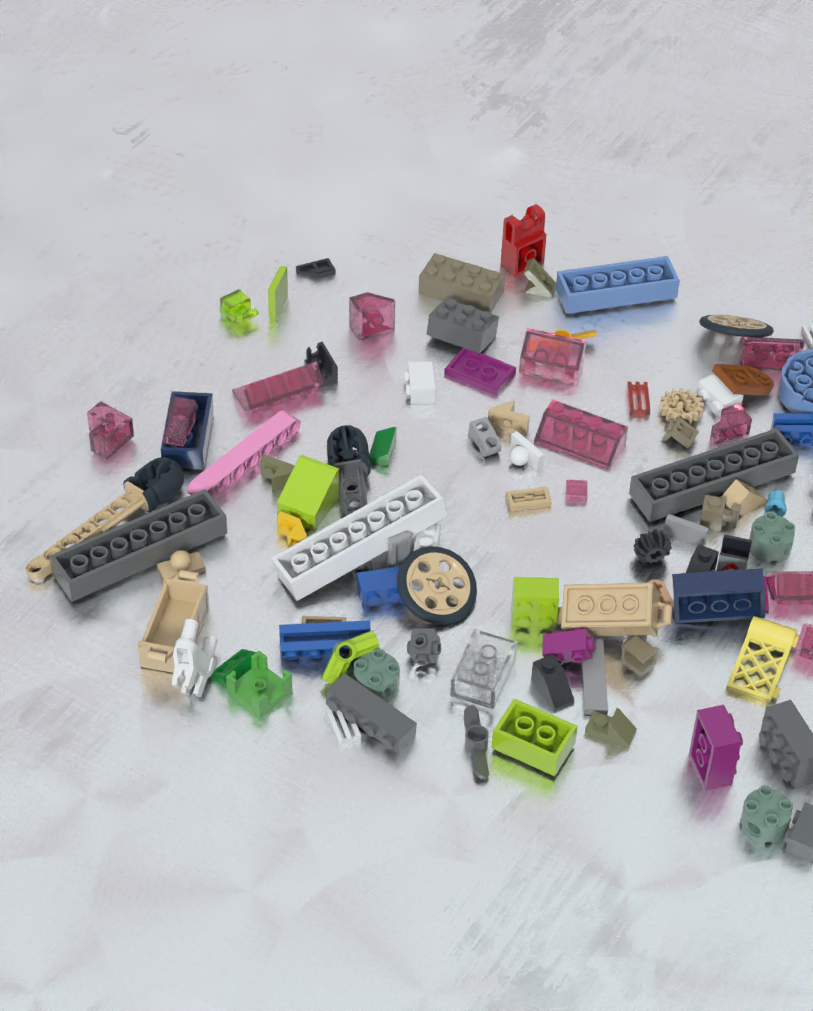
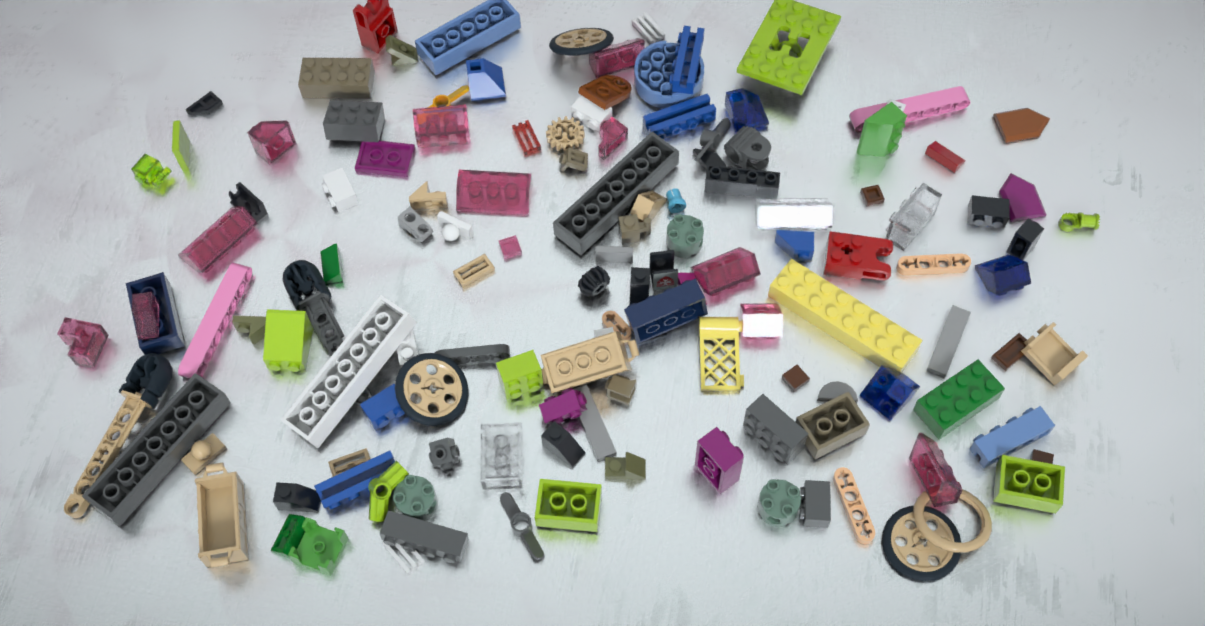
camera: 20 degrees left, 15 degrees up
(192, 662) = (254, 555): white connector -> none
(255, 634) = (296, 498): none -> black slope
(291, 527) = (286, 377): yellow slope -> none
(398, 549) = (387, 369): light grey tile -> none
(493, 568) = (477, 353): none -> dark grey beam
(616, 331) = (485, 79): none -> slope

